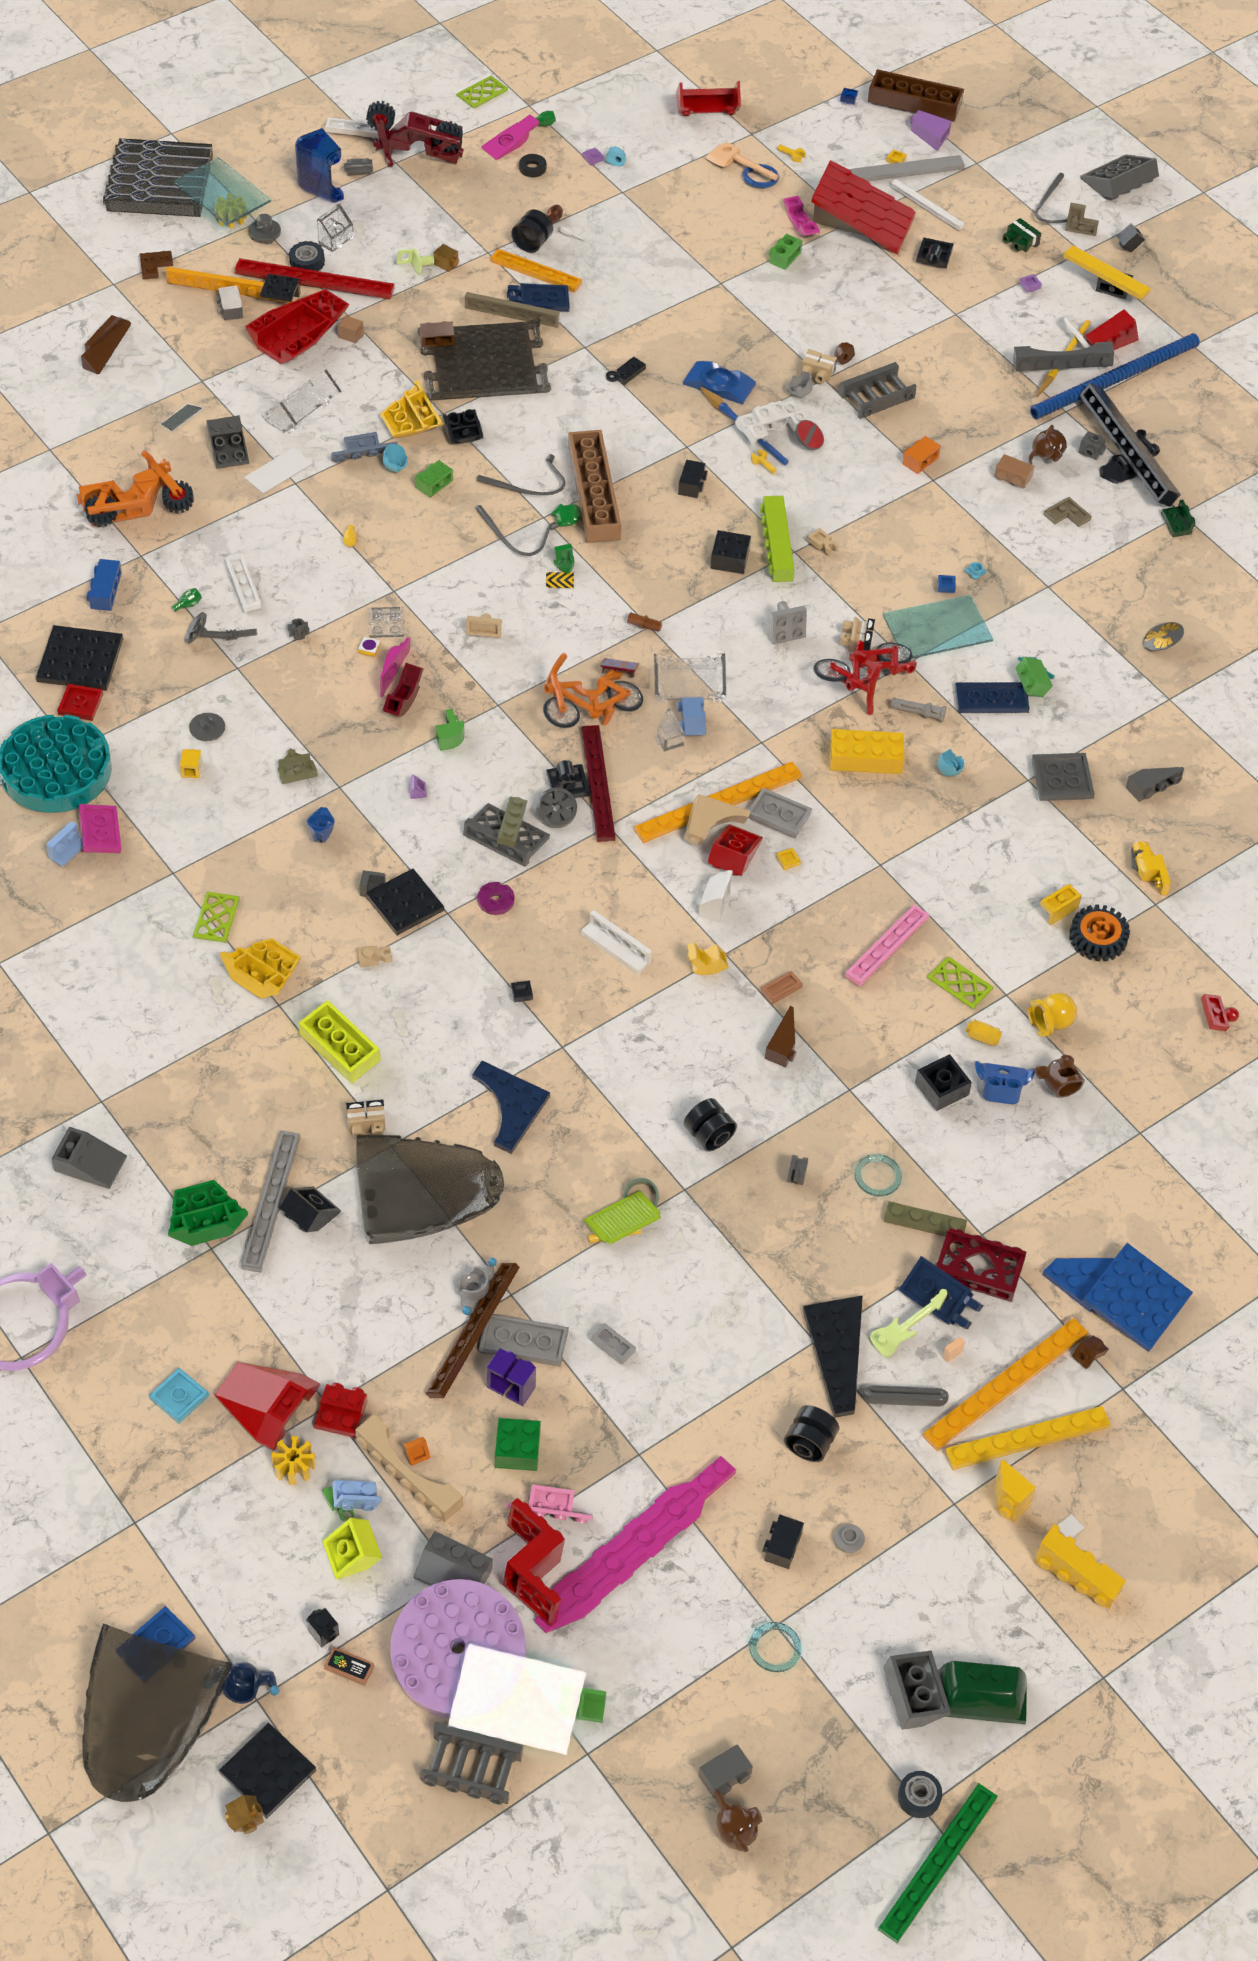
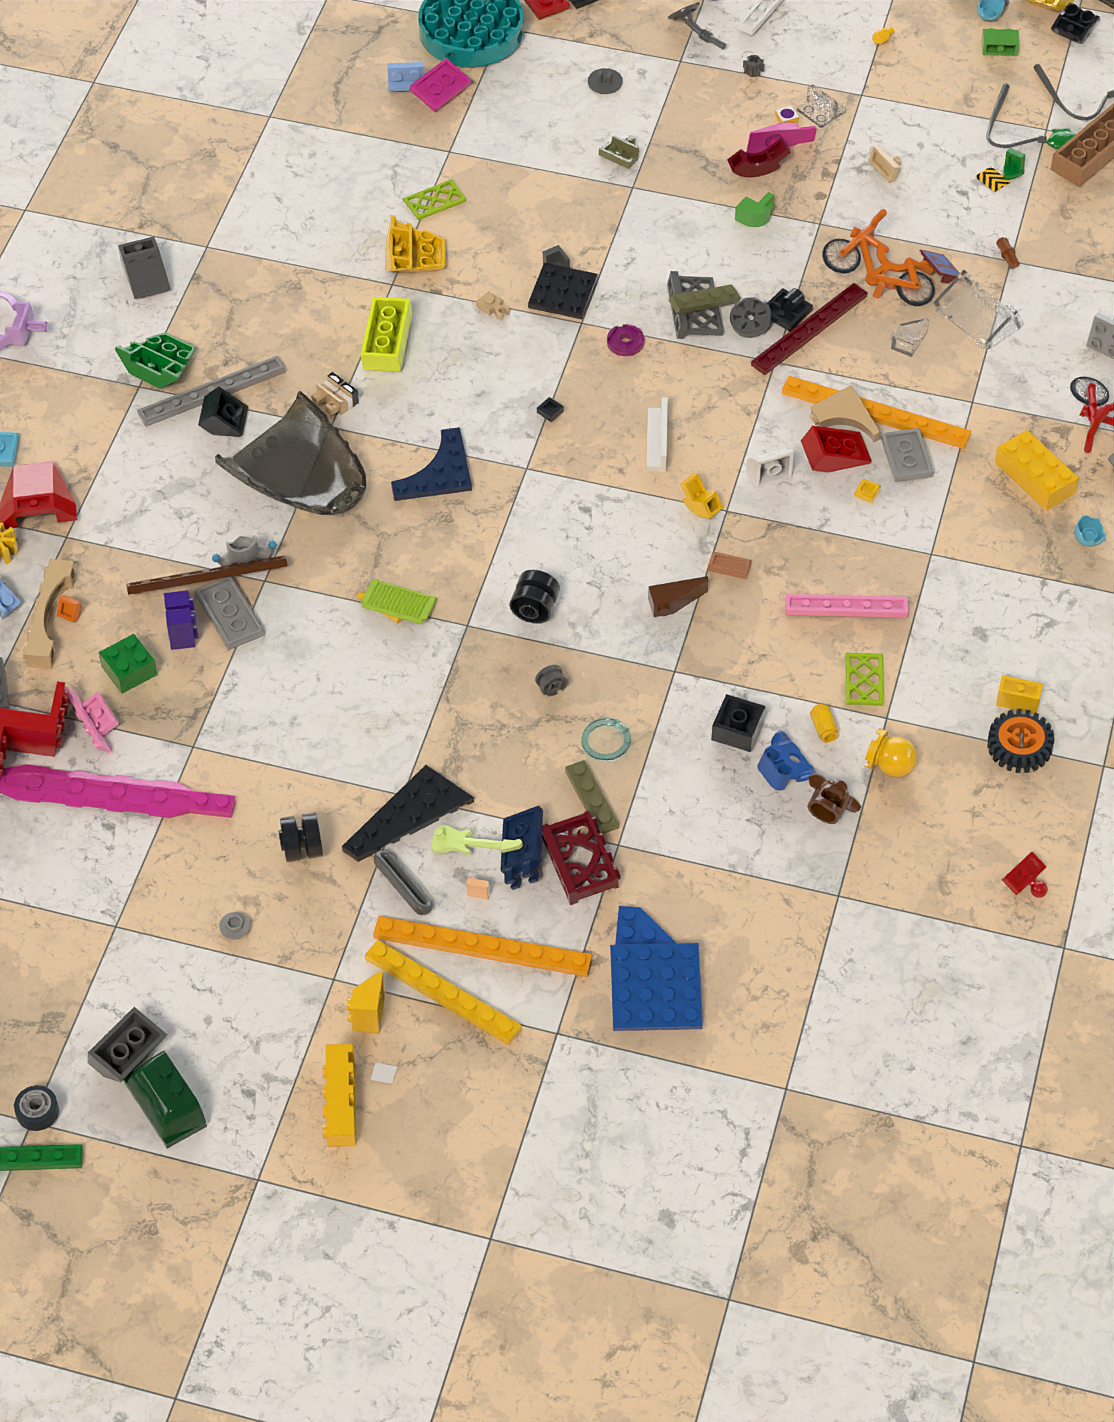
camera: 55 degrees right, 0 degrees up
(191, 763) = (556, 92): yellow brick -> none
(321, 824) = (575, 196): blue hat -> none
(341, 1410) = (67, 542): red plate -> none
(417, 788) = (680, 228): medium lavender slope -> none
(613, 1343) = (274, 667): light grey piece -> none
(642, 1181) = (446, 604): sand green helmet -> none
(693, 715) = (940, 337): medium blue brick -> none
(774, 1626) = (90, 918): clear light blue piece -> none
(783, 1542) = (190, 882): black brick -> none
(1089, 1350) = (569, 984): reddish brown bracket -> none

